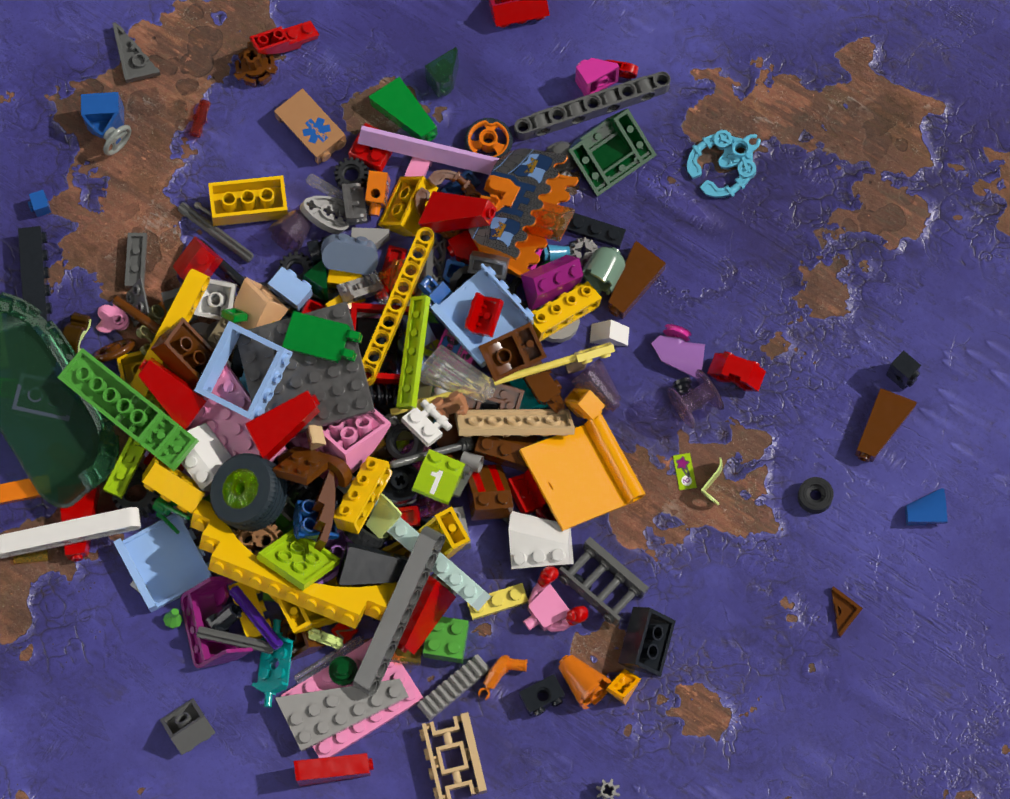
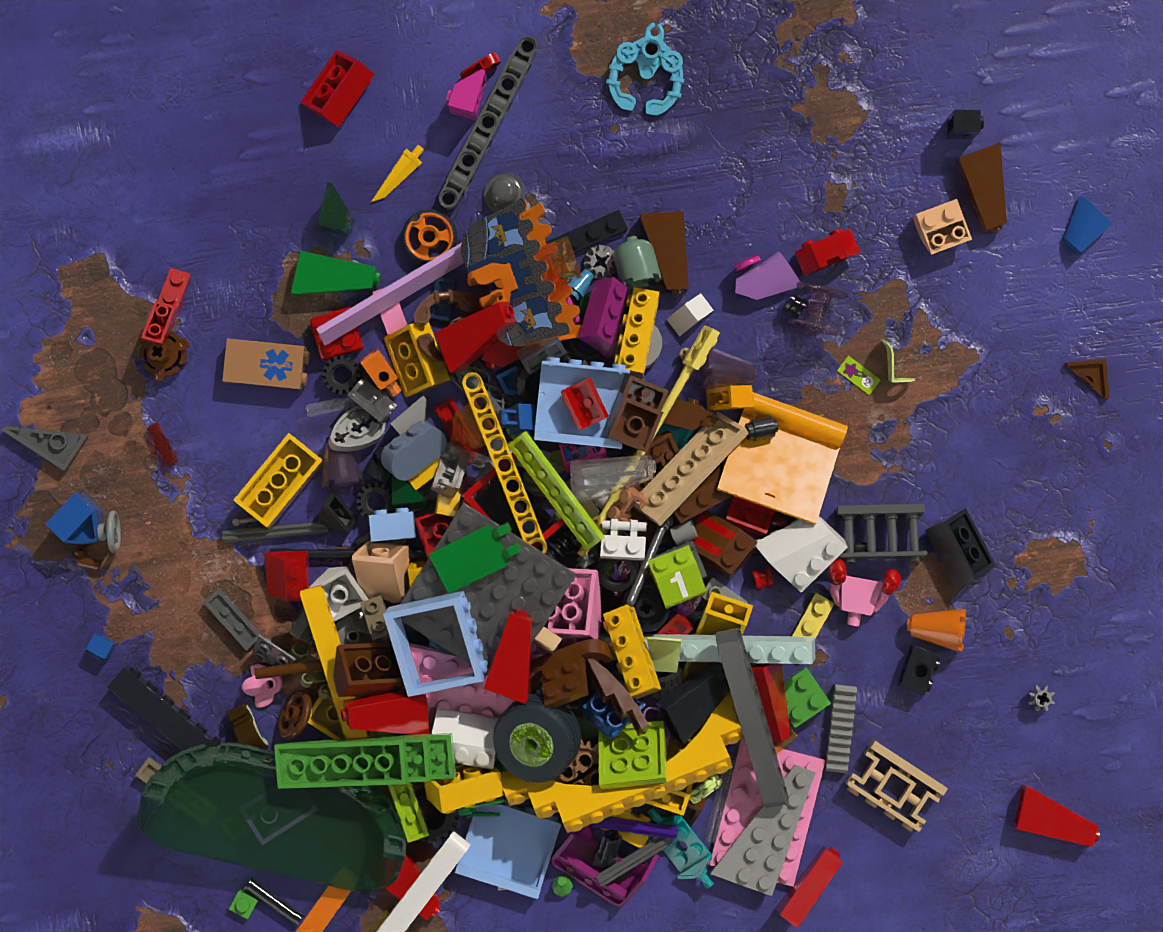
camera: 50 degrees left, 15 degrees up
(82, 143) = (83, 559): none -> reddish brown arm
(234, 315) = (371, 595): green tile -> none
(263, 252) = (336, 514): none -> pearl dark grey slope
(343, 670) = (744, 801): dark green plate -> none
(495, 541) = (763, 579): none -> red wheel
(499, 669) = (865, 681): orange arm -> none
(513, 87) = (403, 168): none -> yellow bar
(585, 441) = (761, 428): none -> black brick
(611, 151) = (542, 151): dark green slope -> none
(623, 686) = (976, 601): light orange slope -> none
(815, 484) = (996, 294): black tyre -> none
(829, 422) = (942, 227): none -> light nougat slope

